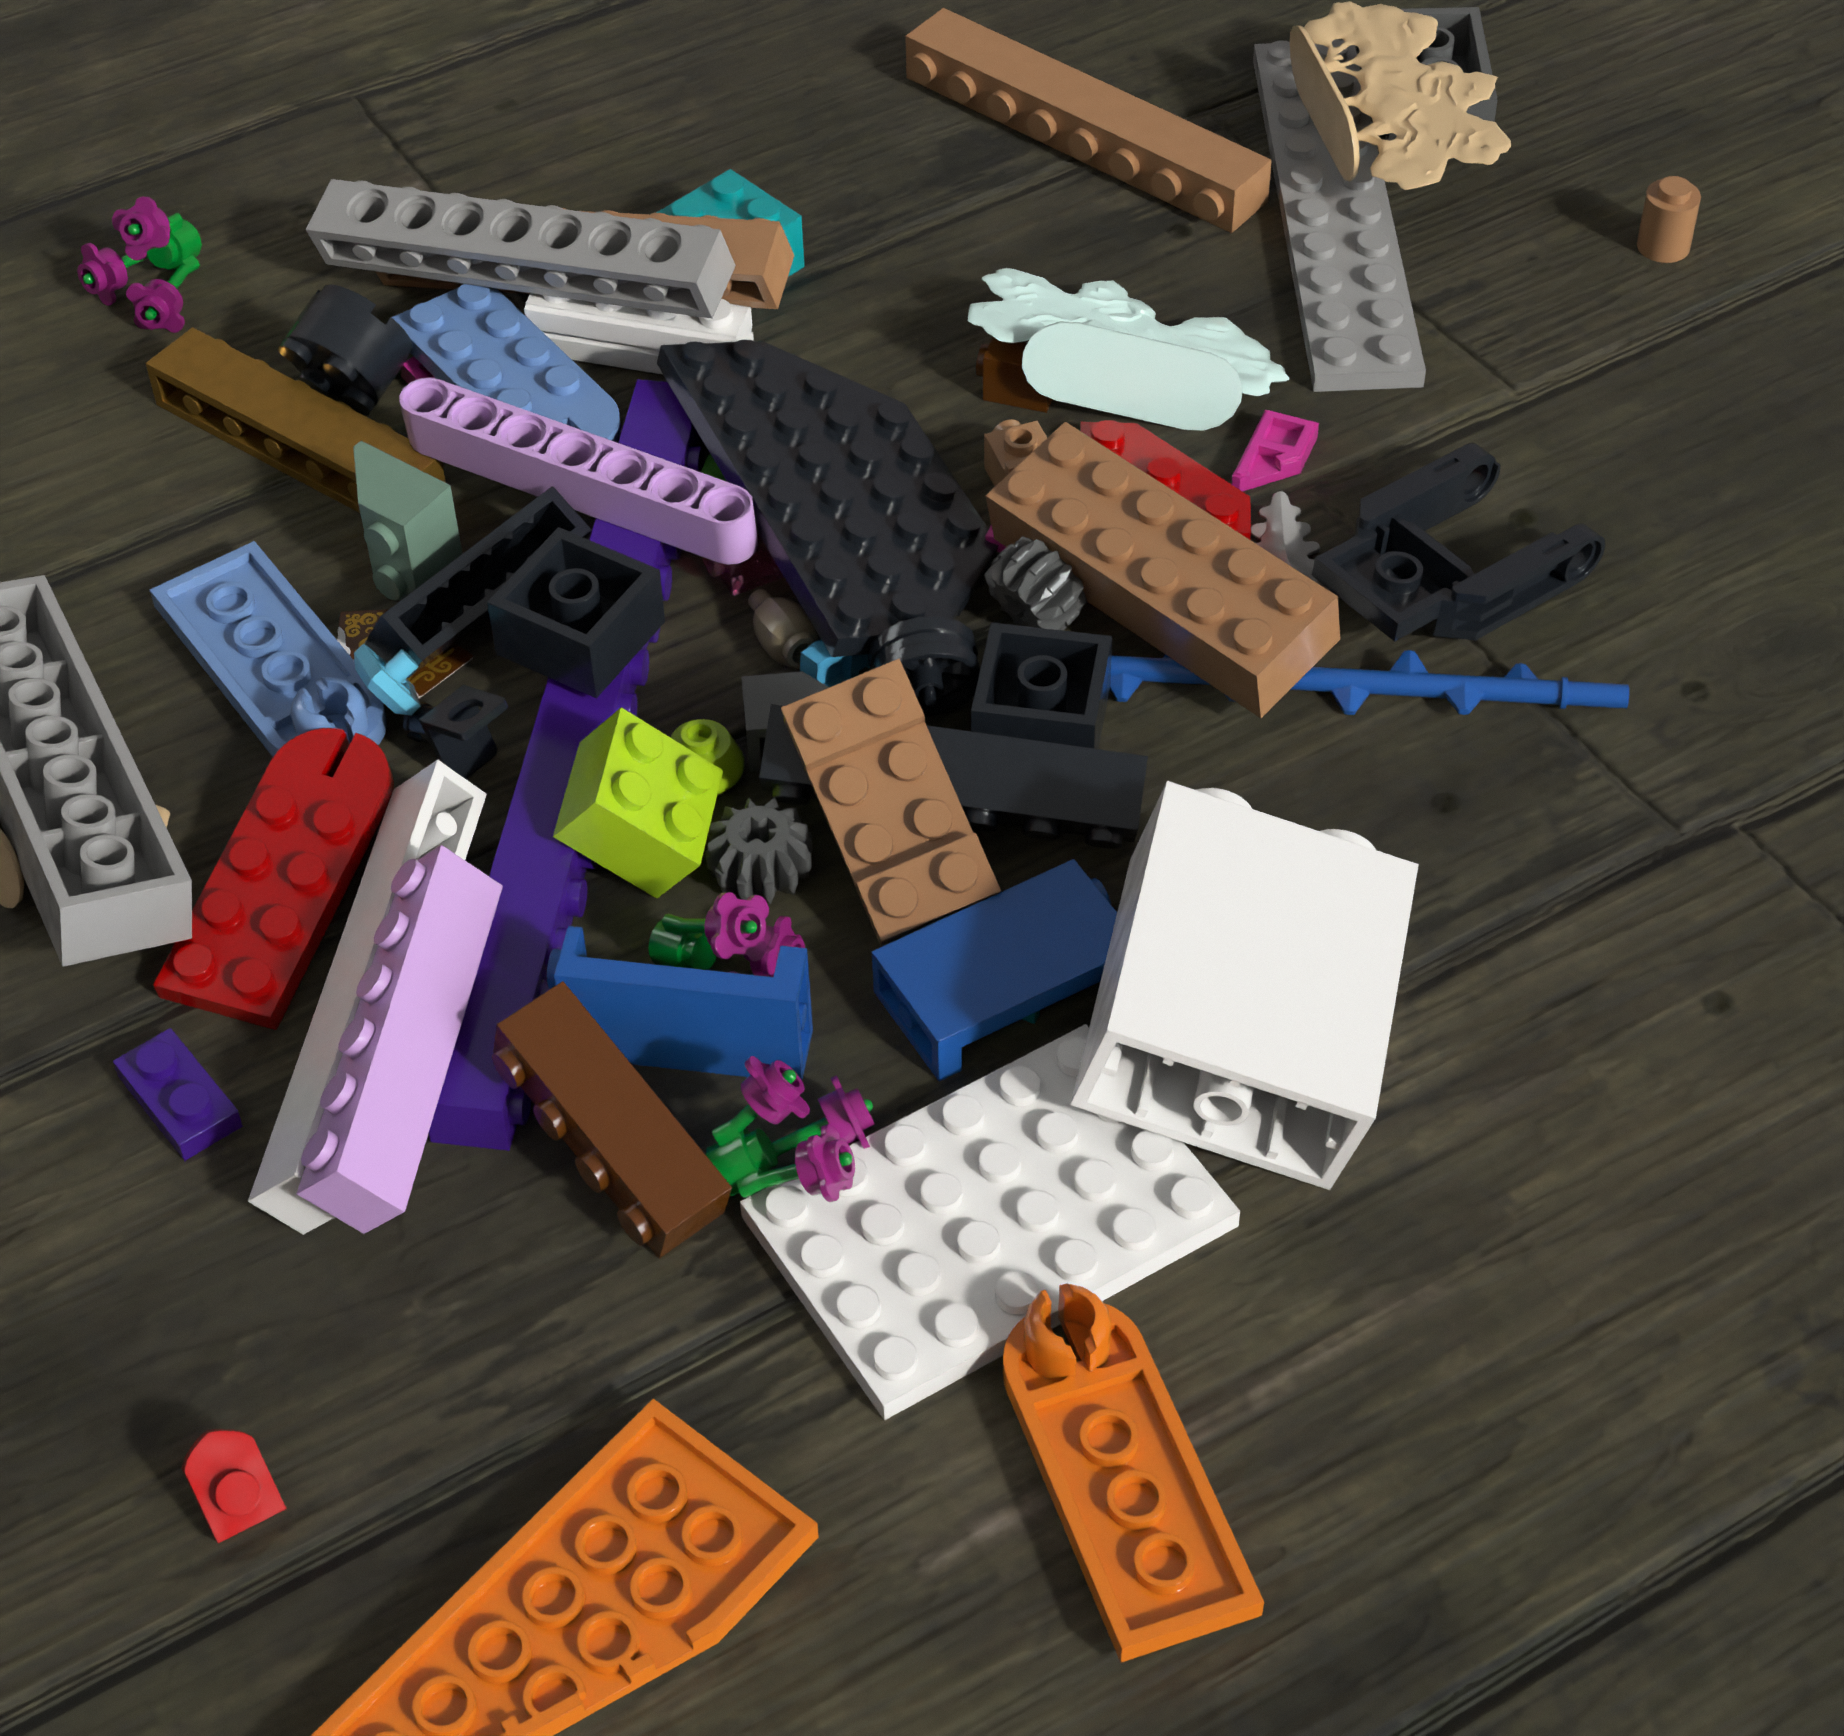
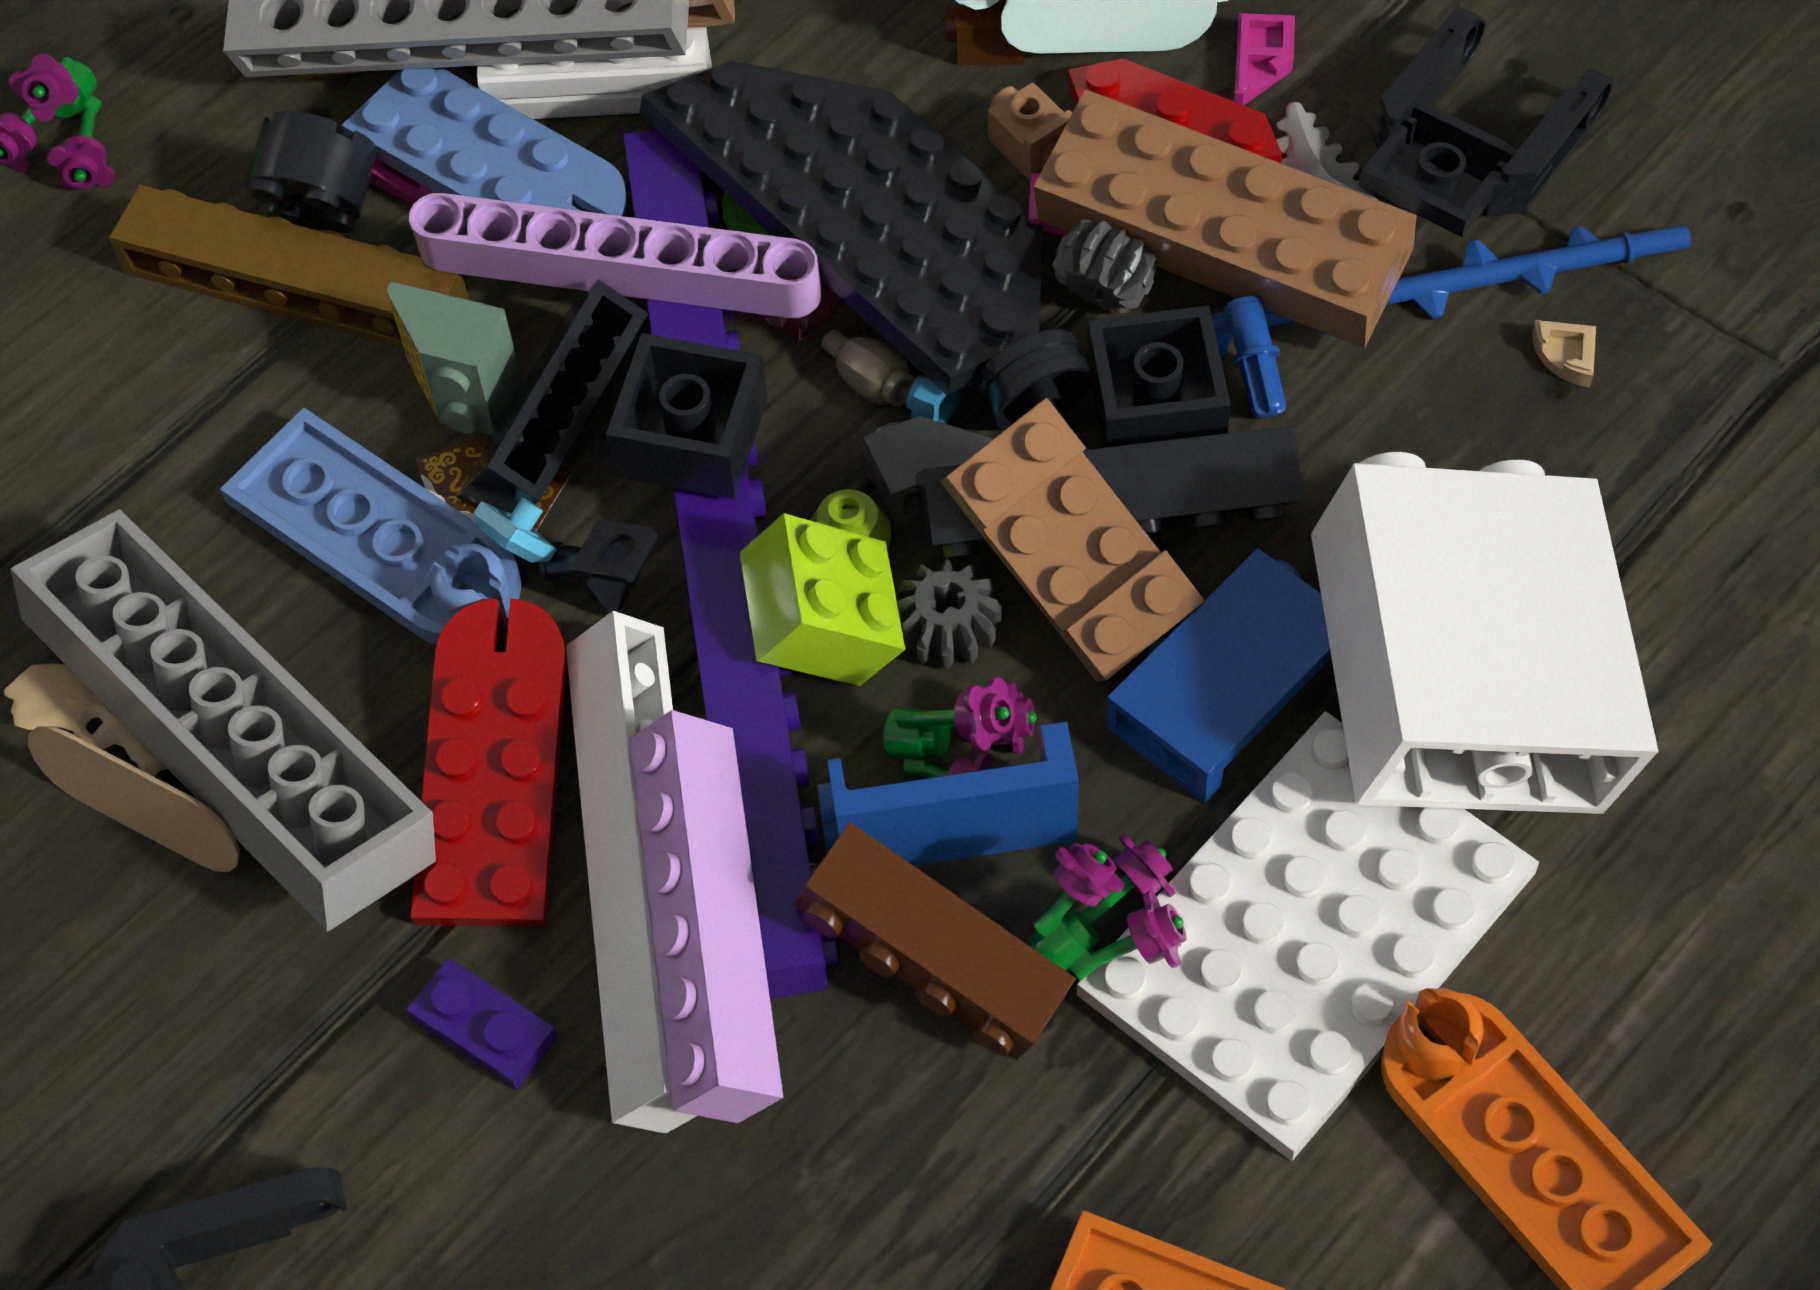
camera: 15 degrees left, 10 degrees up
(1151, 699) = (1256, 356): none -> blue axle
(1466, 769) = (1566, 350): none -> tan tile

